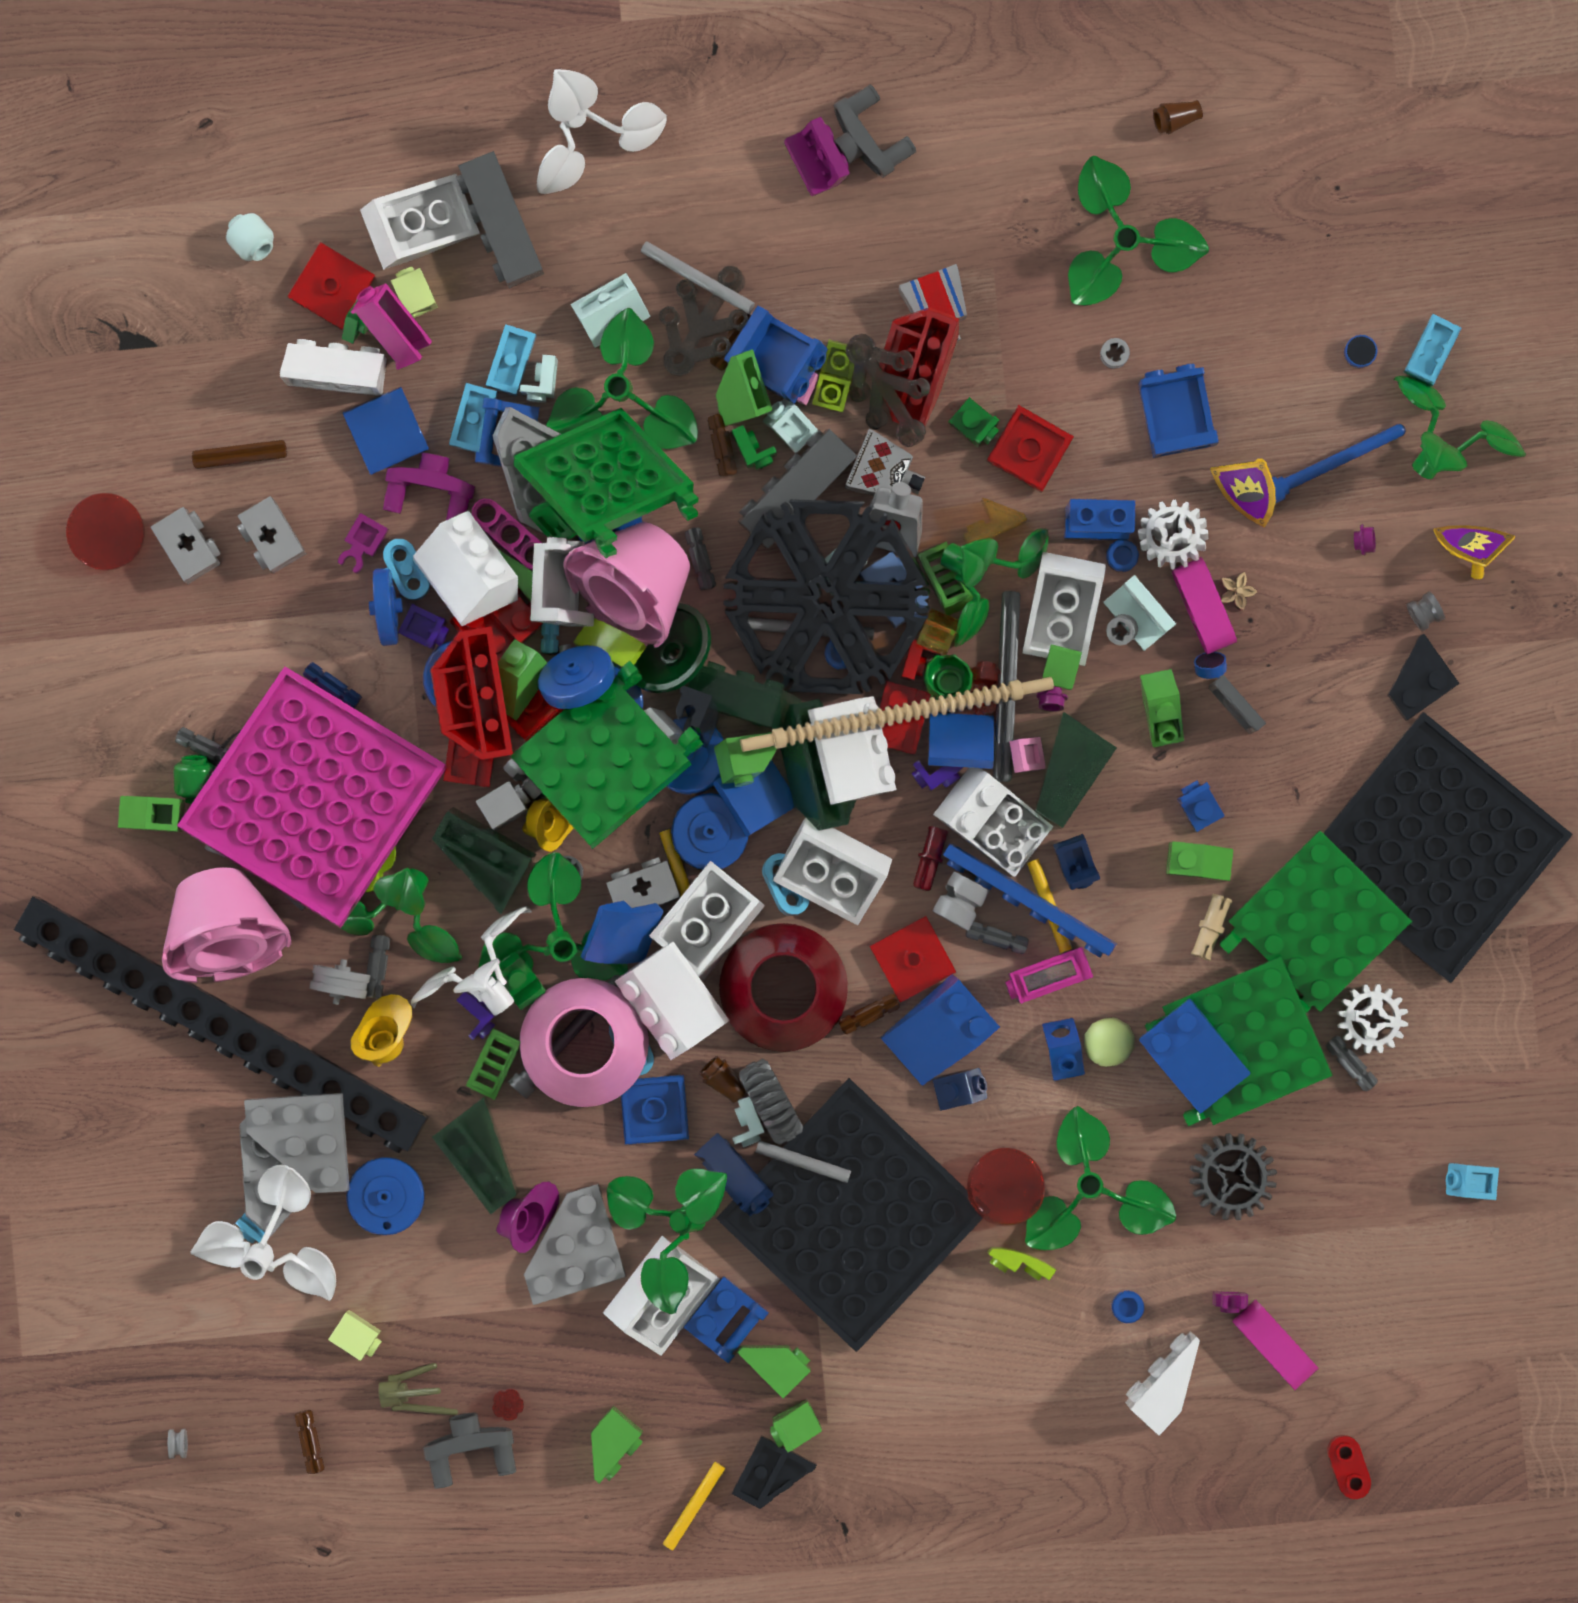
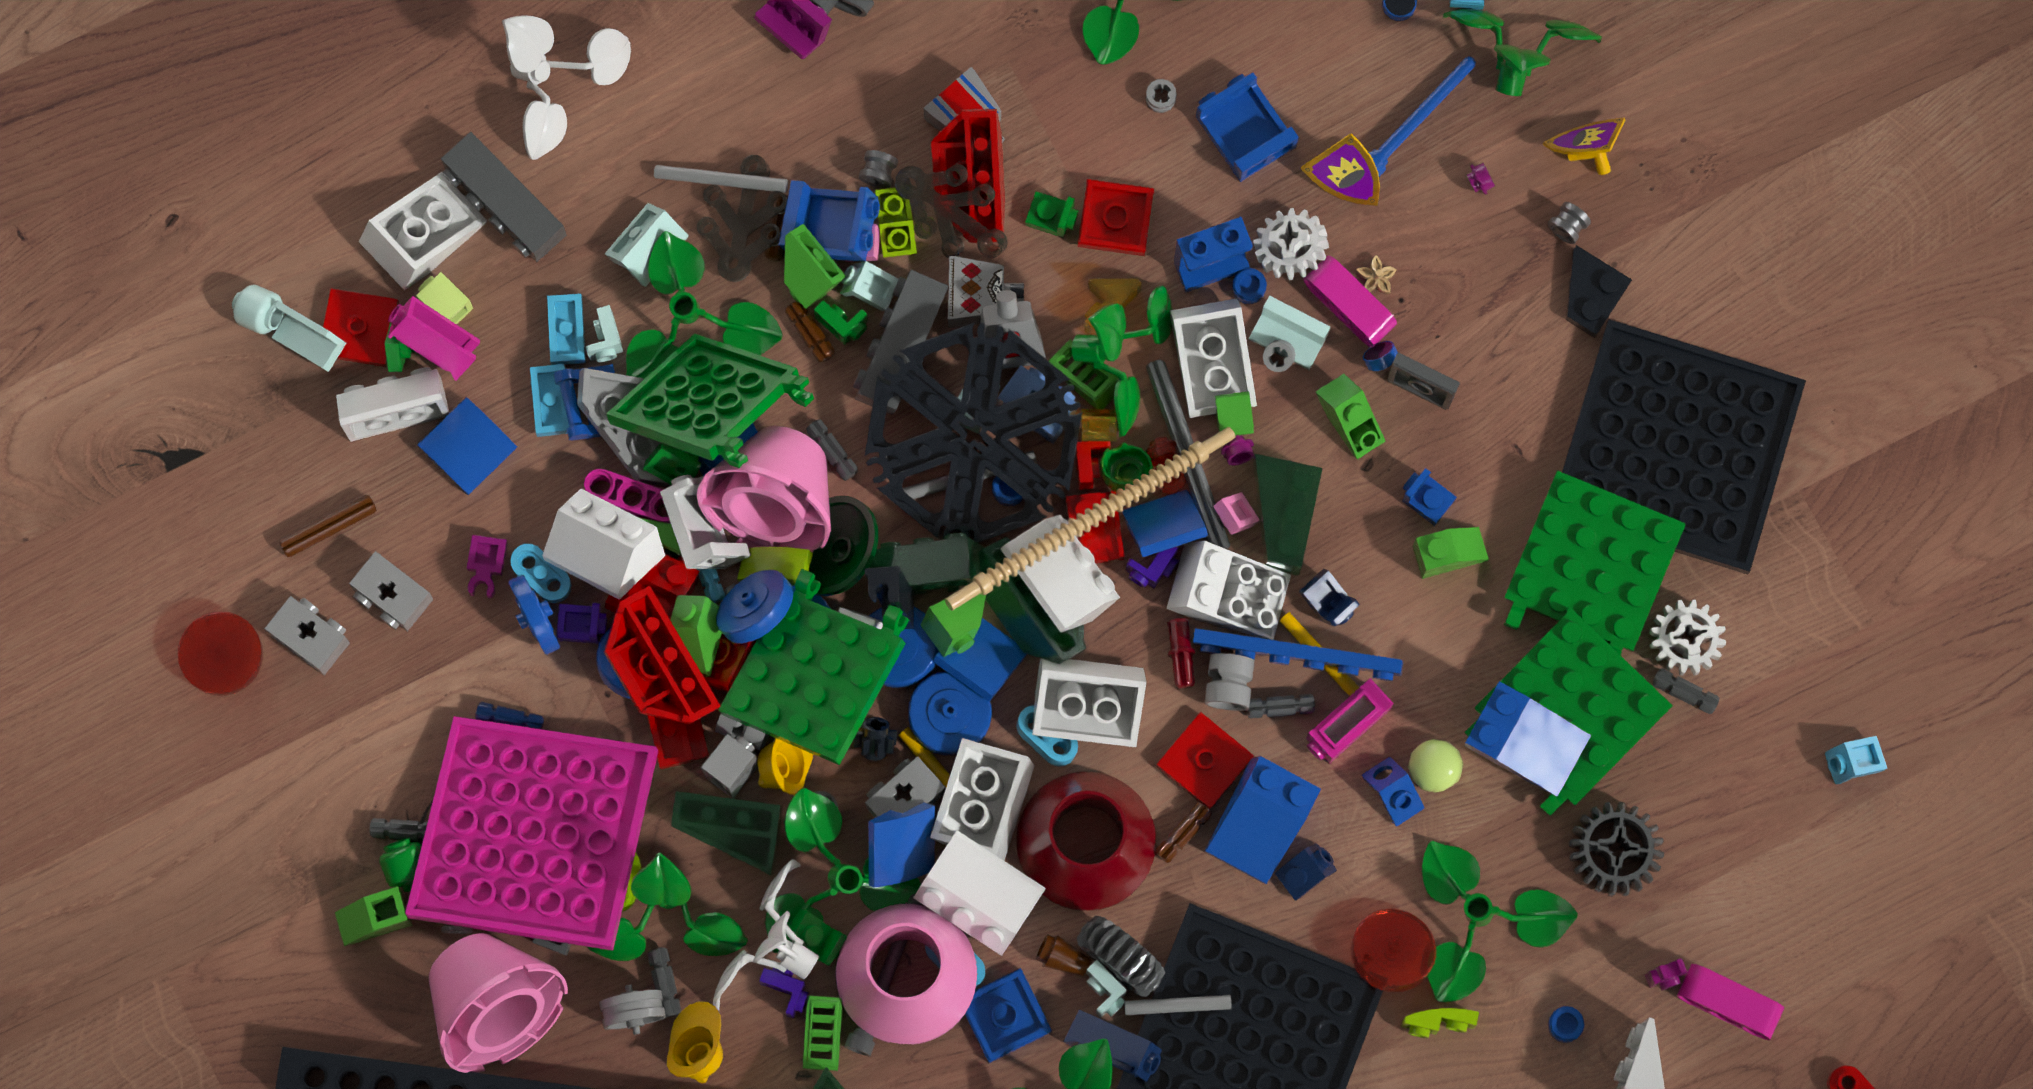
camera: 20 degrees left, 10 degrees down
(283, 280) = (308, 338): none -> light aqua panel
(432, 474) = (529, 471): magenta connector -> none
(638, 830) = (875, 739): none -> black gear
(839, 323) = (878, 169): none -> flat silver wheel
(1211, 927) = (1489, 611): tan pin -> none

